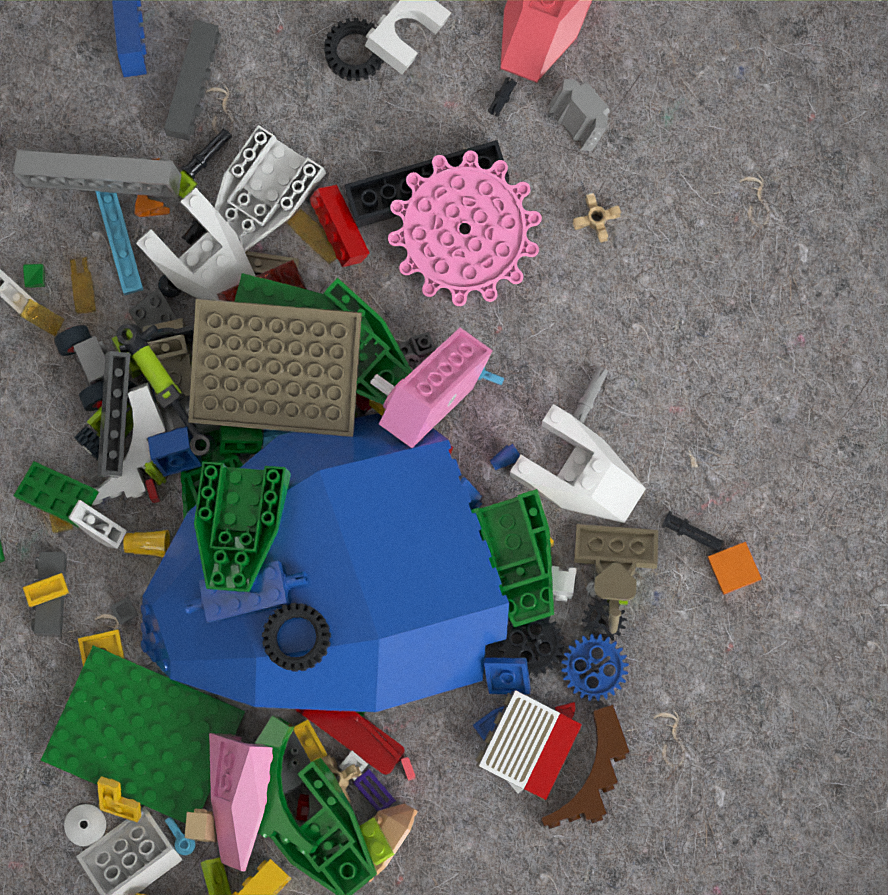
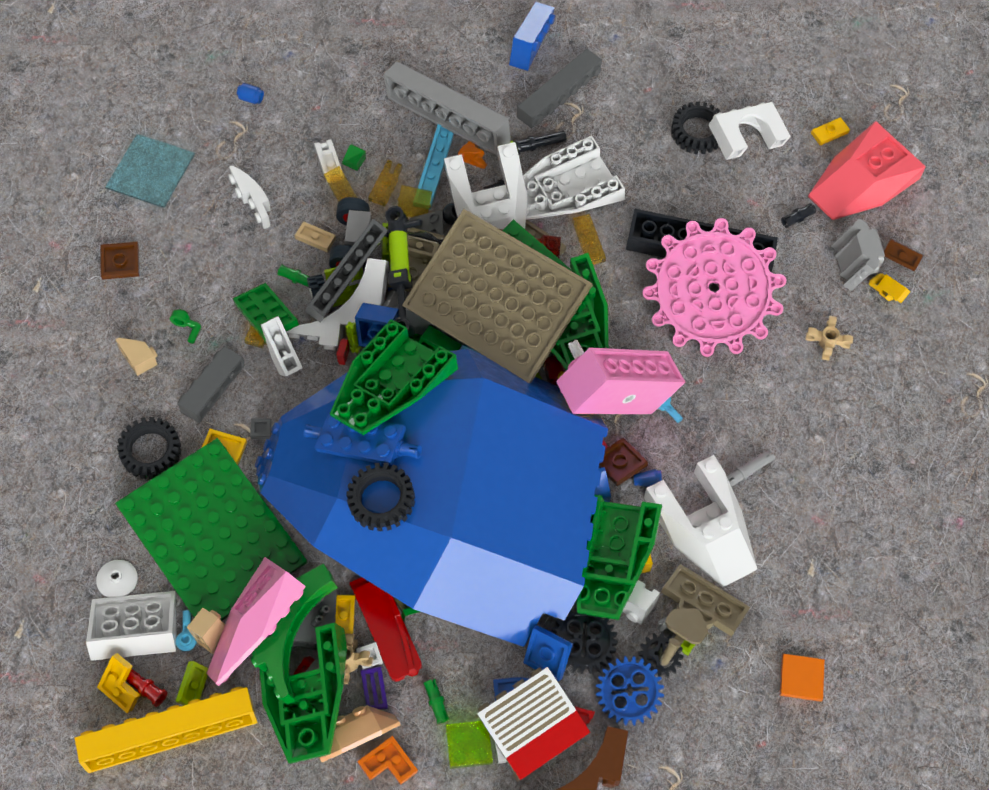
camera: 25 degrees right, 15 degrees down
(16, 671) = (138, 430): none -> black tyre
(45, 590) = (208, 374): yellow plate -> none
(50, 384) = (315, 237): none -> tan plate
(57, 437) = (294, 275): none -> green pin
(112, 802) = (150, 570): yellow plate -> none
(124, 293) = (414, 201): none -> clear yellow piece
(147, 543) = (307, 383): yellow plant -> none
(339, 225) = (612, 238): red brick -> none
(376, 841) = (346, 726): lime plate -> none
(408, 768) = (414, 685): coral tile -> none
(423, 841) = (389, 756): none -> orange plate
(434, 771) = (436, 701): none -> green pin
(473, 455) = (622, 461): none -> reddish brown plate
(483, 793) = (468, 744): none -> clear neon green plate
(622, 86) = (903, 255): none -> reddish brown plate
(626, 130) = (889, 286): none -> yellow piece
(715, 543) = (772, 617): black pin -> none

